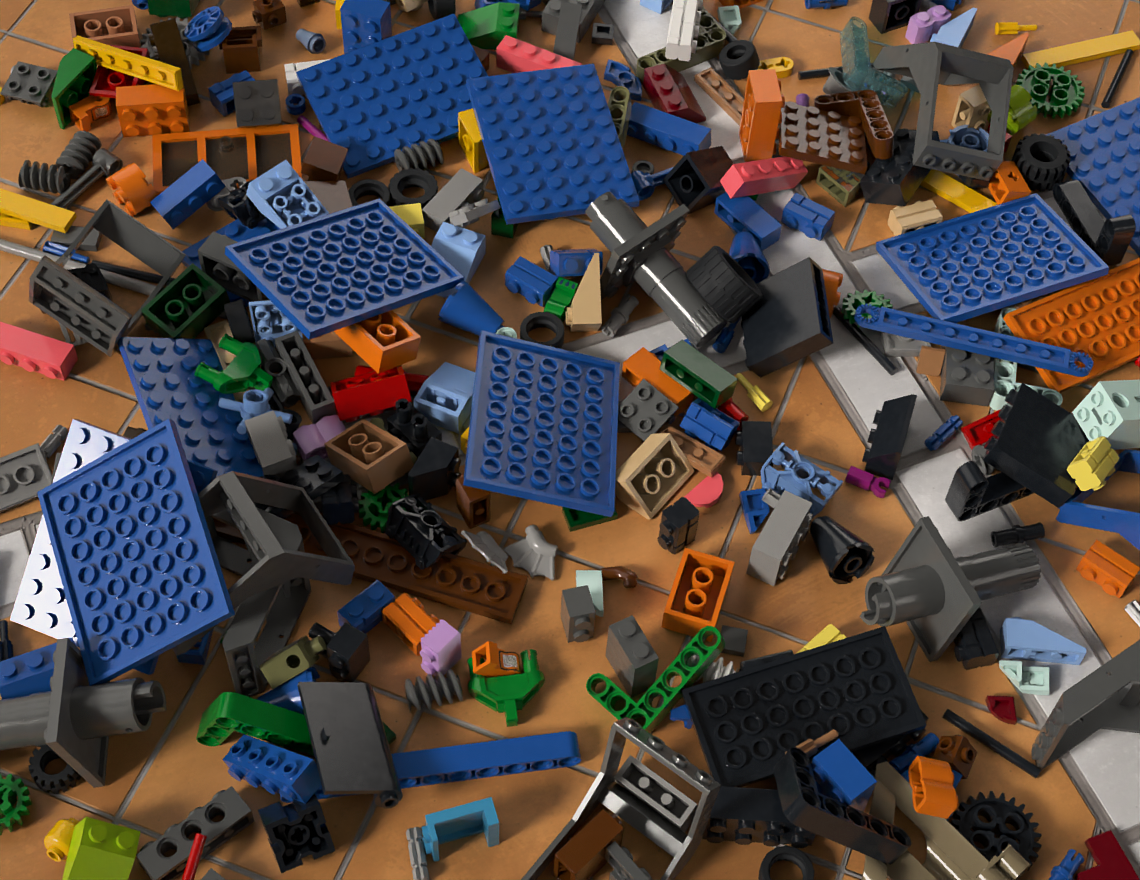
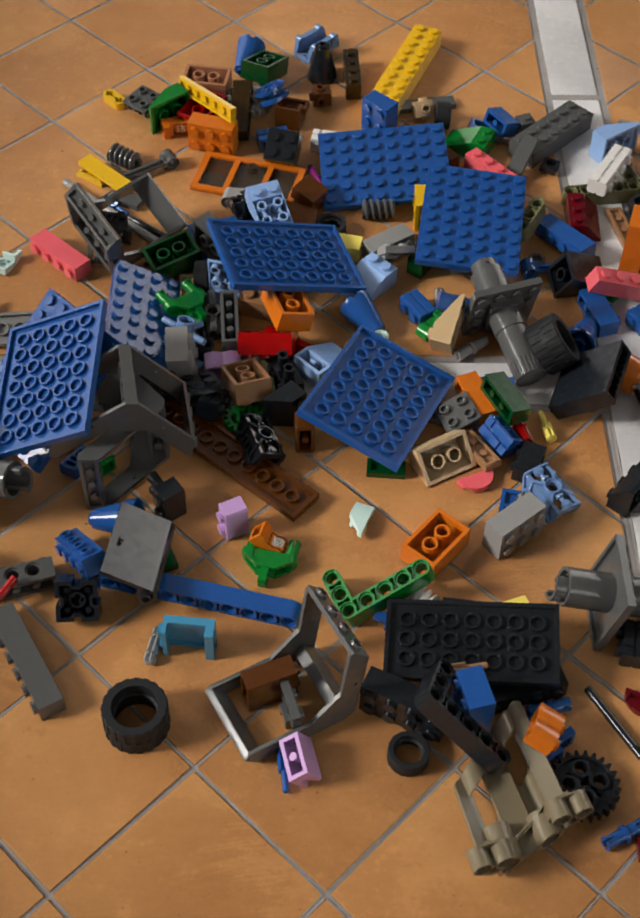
camera: 25 degrees right, 5 degrees down
(78, 153) = (152, 148): dark grey piece -> none
(131, 189) = (175, 178): orange brick -> none
(188, 194) = (209, 190): blue brick -> none
(254, 718) = (83, 516): green beam -> none
(292, 660) = (128, 489): olive torso -> none
(295, 99) = (311, 156): blue bush -> none
(312, 41) = (341, 120): sand blue cone -> none
(366, 608) = (198, 478): blue brick -> none
(409, 620) = (221, 490): orange brick -> none
(412, 178) = (363, 221): black tyre -> none
(433, 690) = (216, 544): dark grey piece -> none
(488, 548) = (299, 466): light grey arm -> none
(534, 554) = (332, 482): light grey arm -> none
(543, 320) = (413, 335): black tyre -> none
(577, 614) = (340, 527): dark grey brick -> none
(620, 572) = (386, 513): reddish brown arm -> none
(622, 76) = (553, 201): blue tile -> none
(631, 656) = (363, 563): dark grey brick -> none
(656, 793) = (331, 653): light grey brick -> none
(678, 525) = (442, 493): black brick -> none
(725, 337) = (543, 384): blue axle -> none
(734, 639) = (448, 585): dark grey tile -> none
(840, 550) = (558, 549): black cone -> none
(867, 481) = (604, 511): magenta bar -> none
(957, 752) = (579, 717): reddish brown brick -> none

